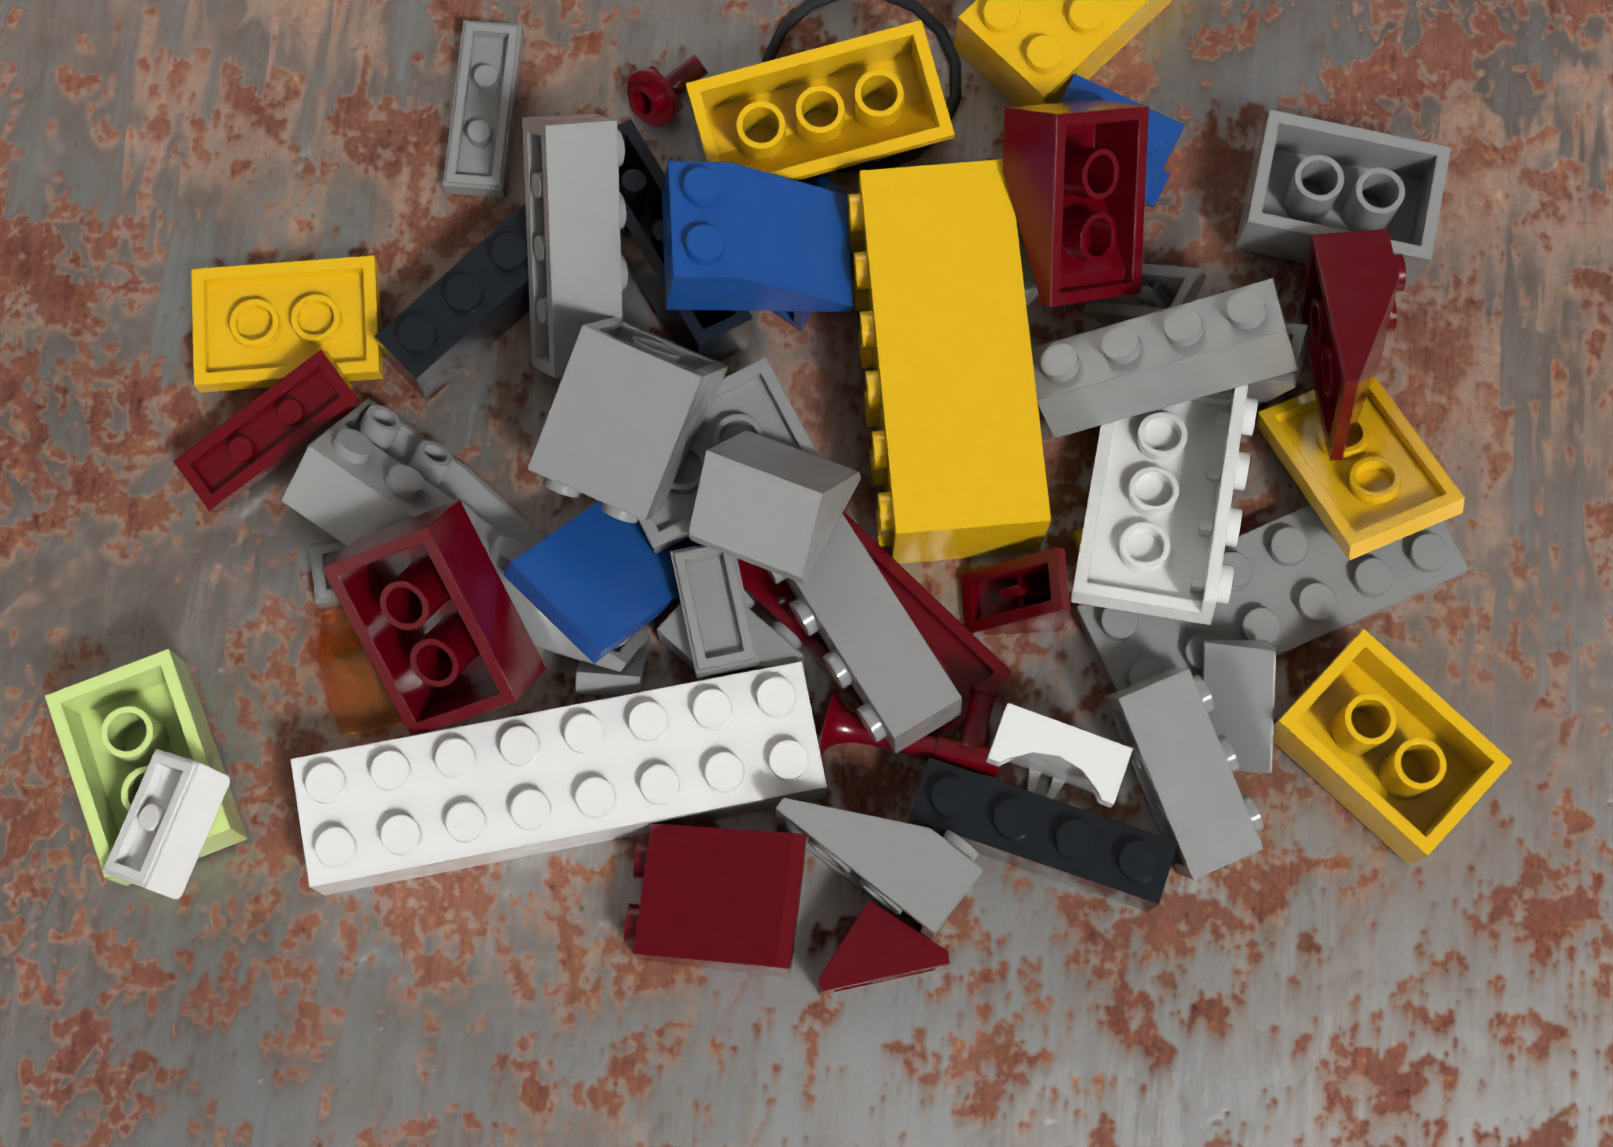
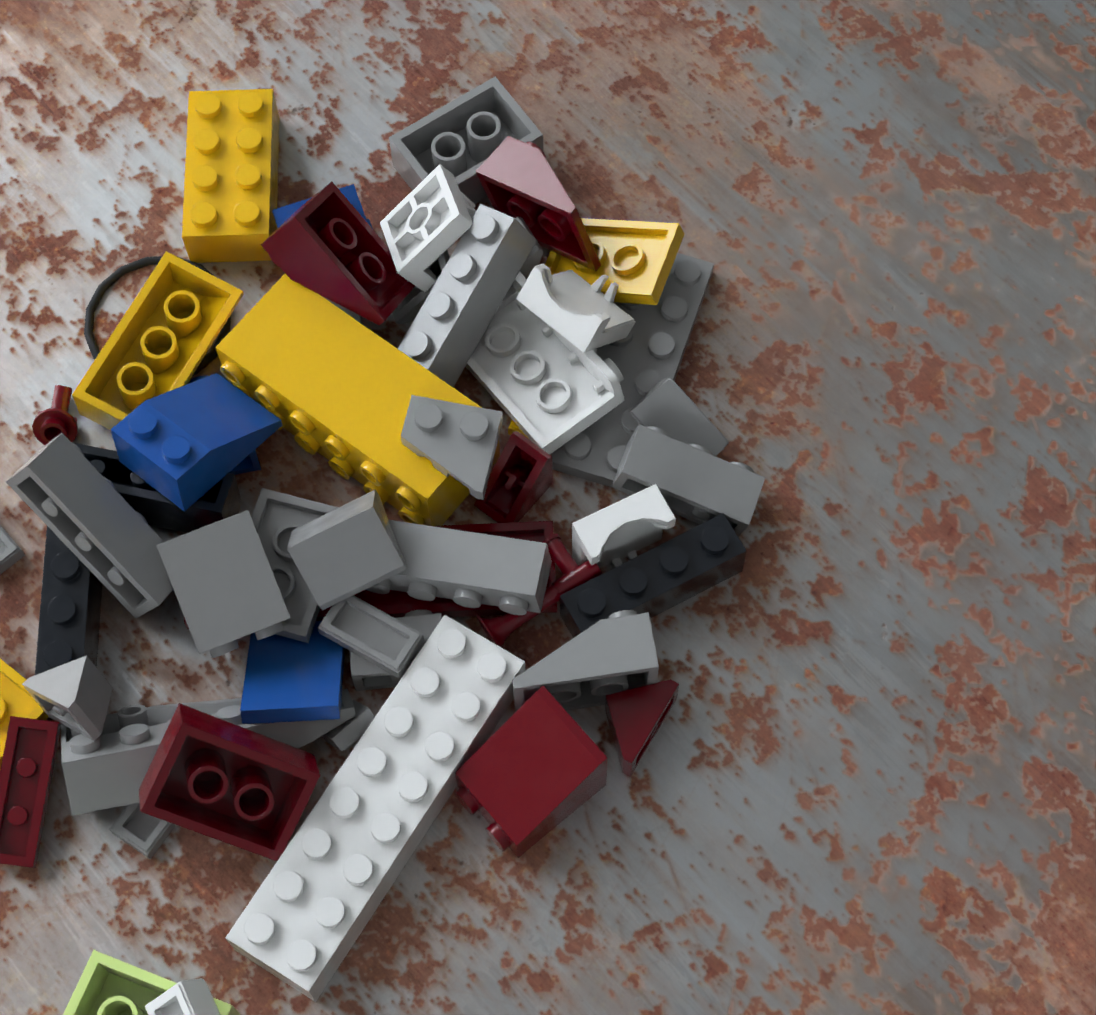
camera: 45 degrees left, 10 degrees down
(351, 680) = (209, 866): clear orange slope -> none
(391, 391) = (73, 695): none -> light grey slope
(983, 501) = (454, 438): none -> light grey wing
(1203, 245) = (427, 226): none -> white piece
(1258, 483) = (576, 307): none -> white piece
(1389, 748) = (769, 375): yellow brick -> none

